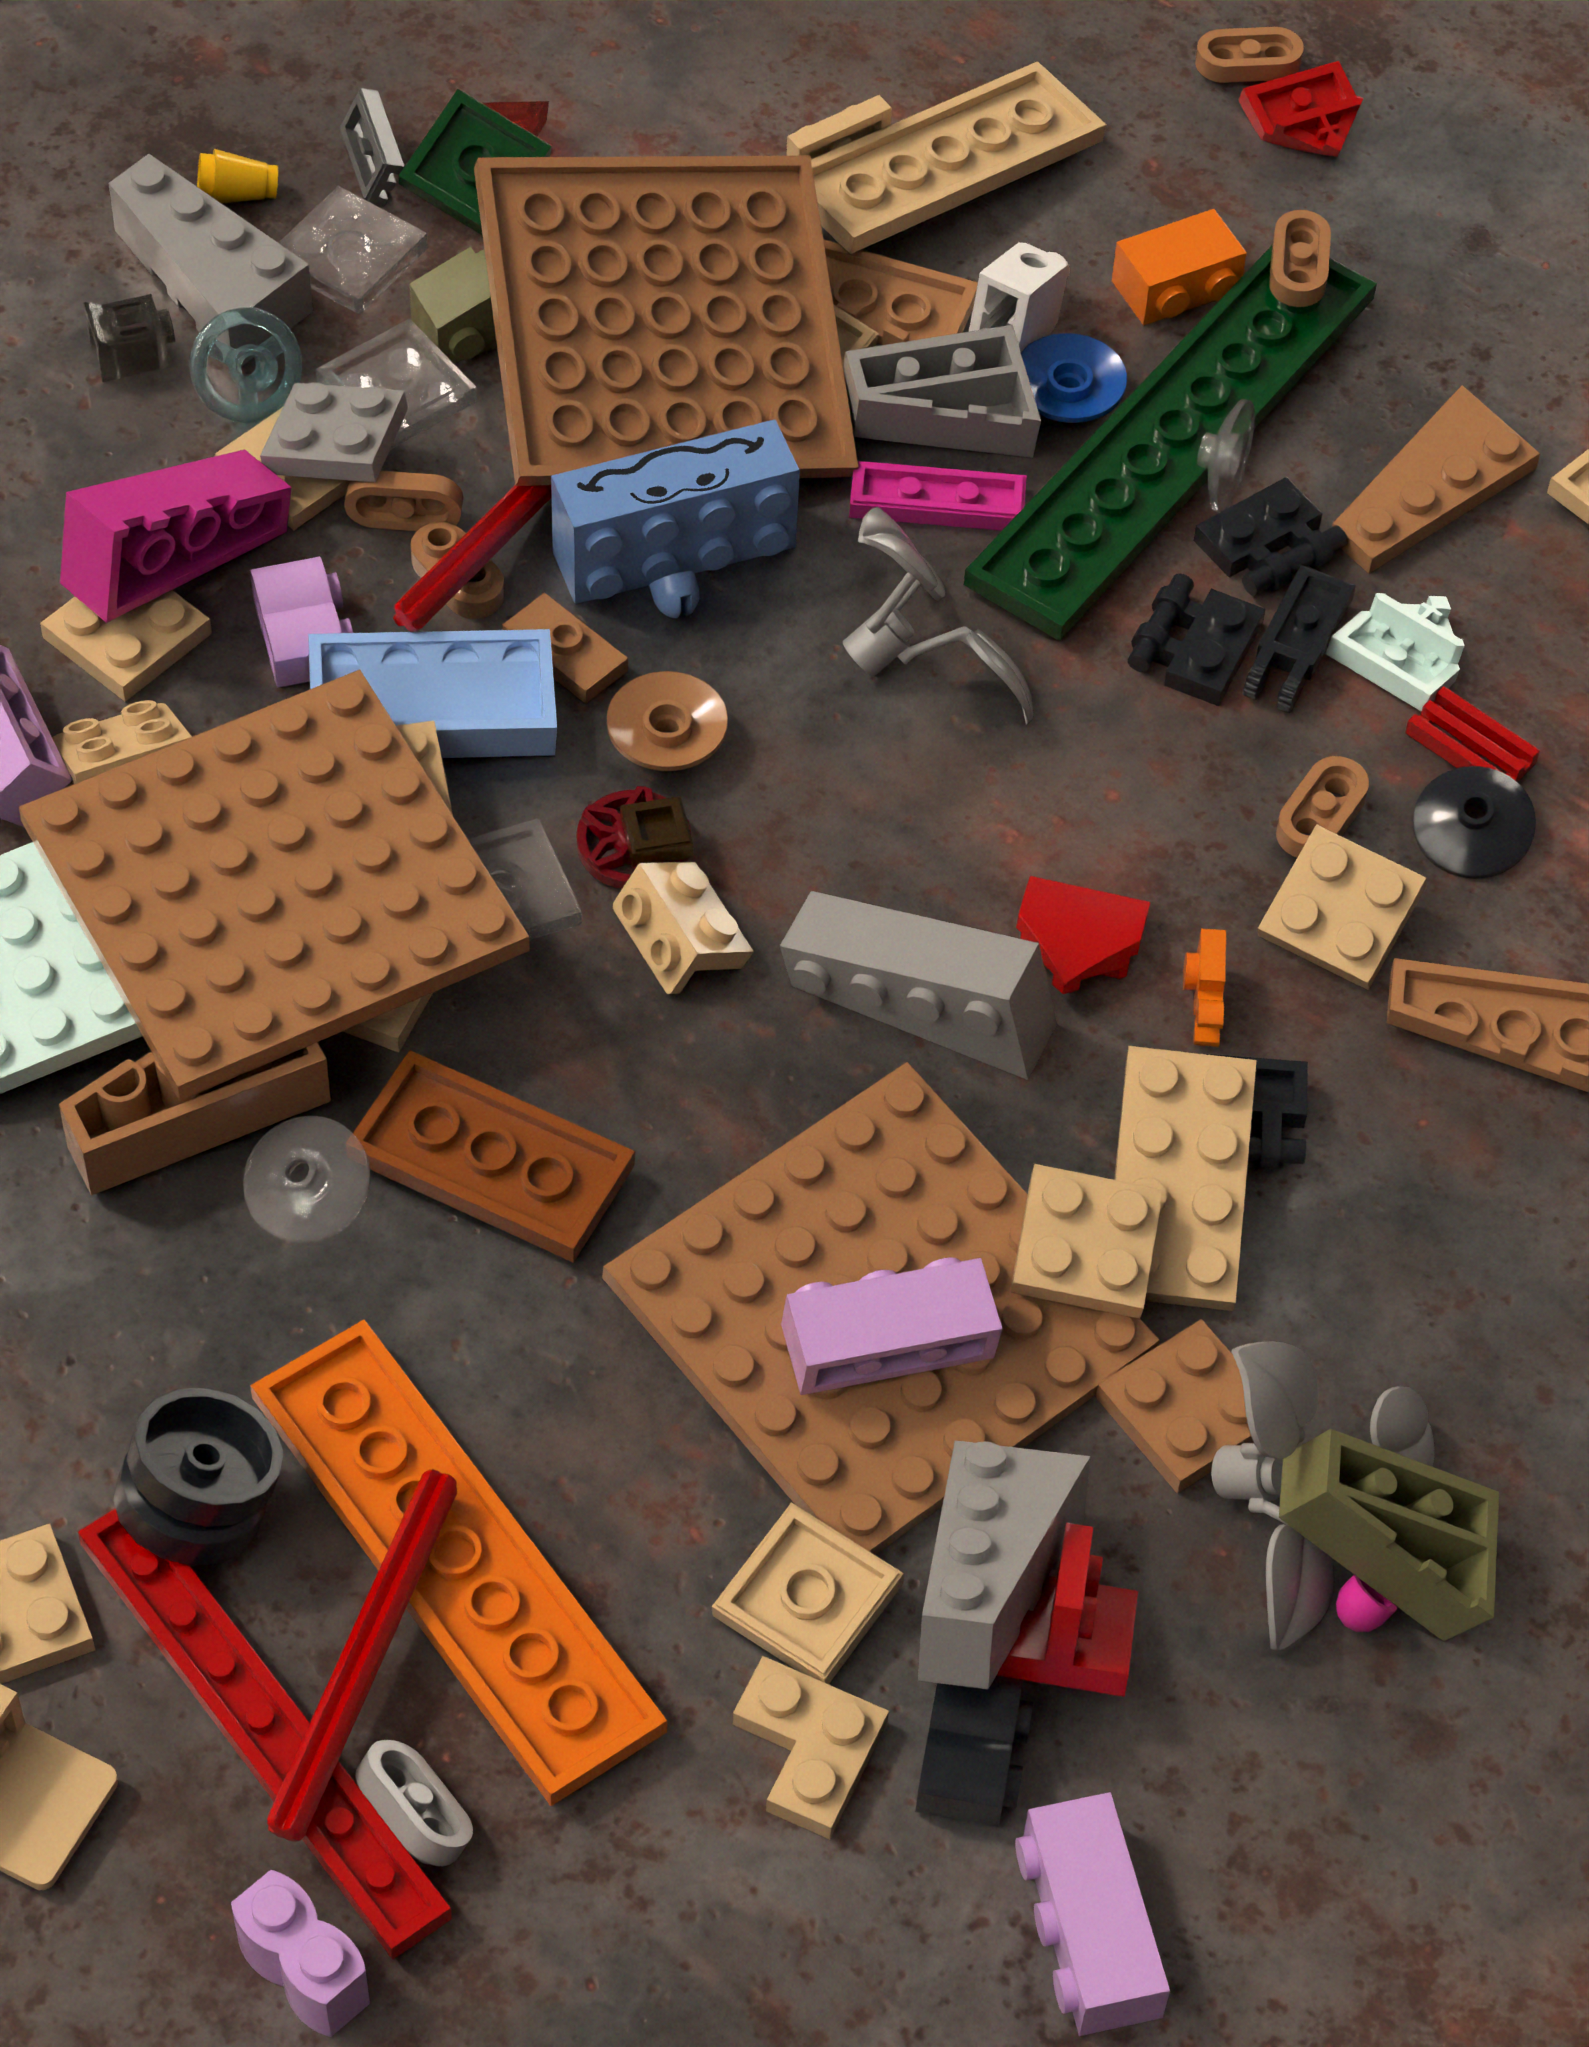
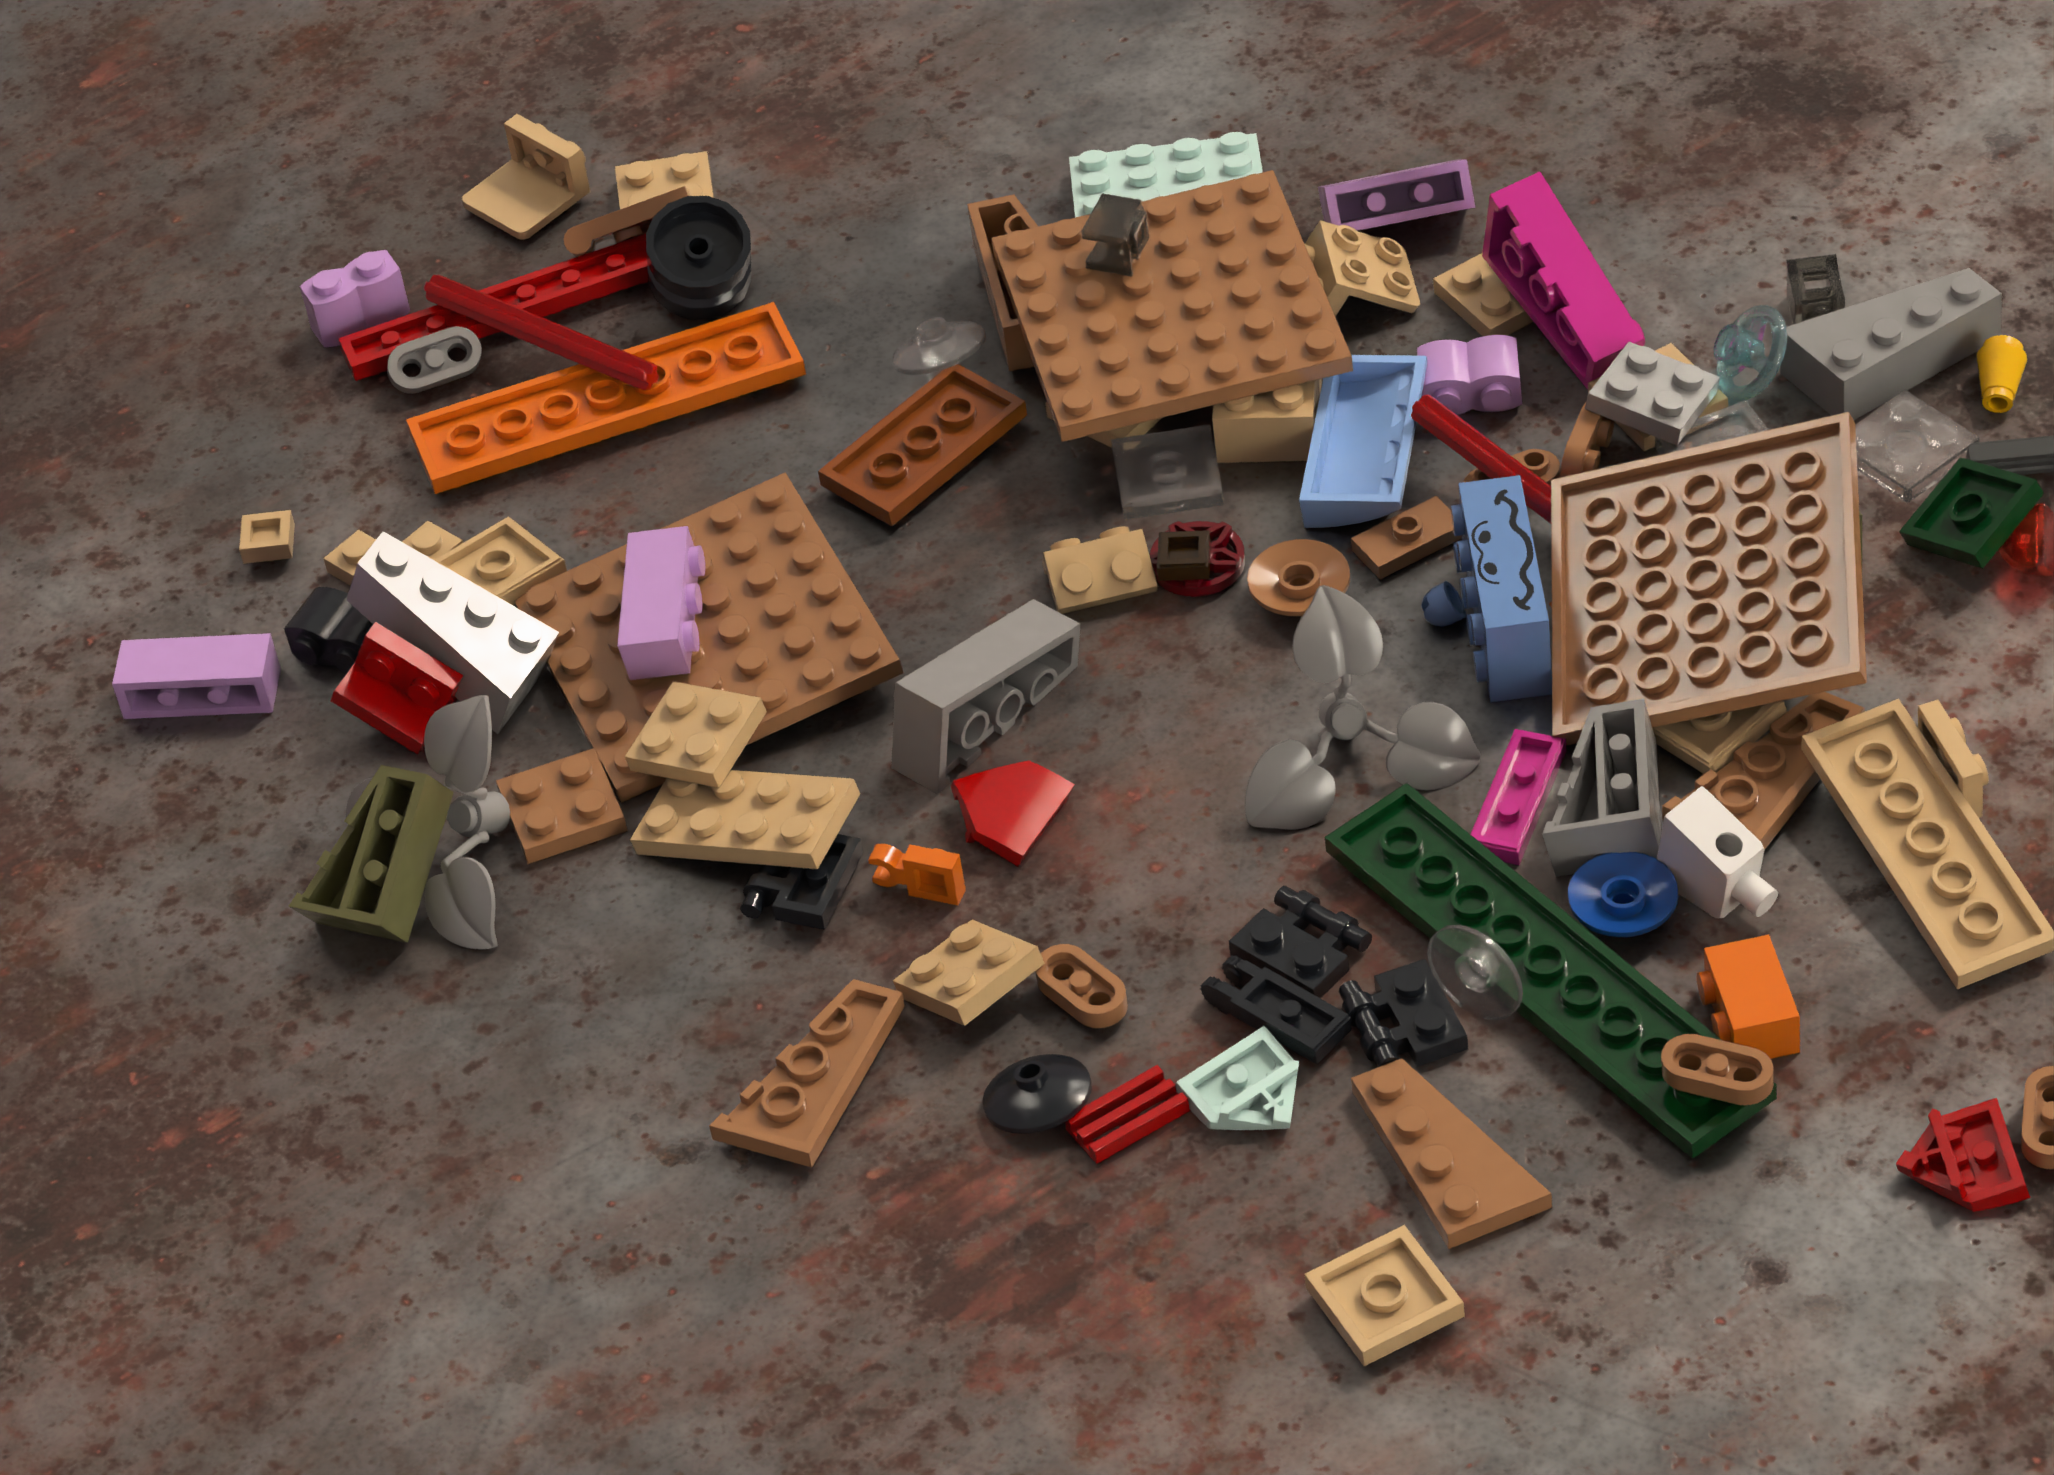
camera: 115 degrees right, 10 degrees down
(107, 1608) = (619, 224): none -> medium nougat plate
(204, 909) = (1120, 233): none -> clear smoke window
(803, 1920) = (267, 536): none -> tan plate

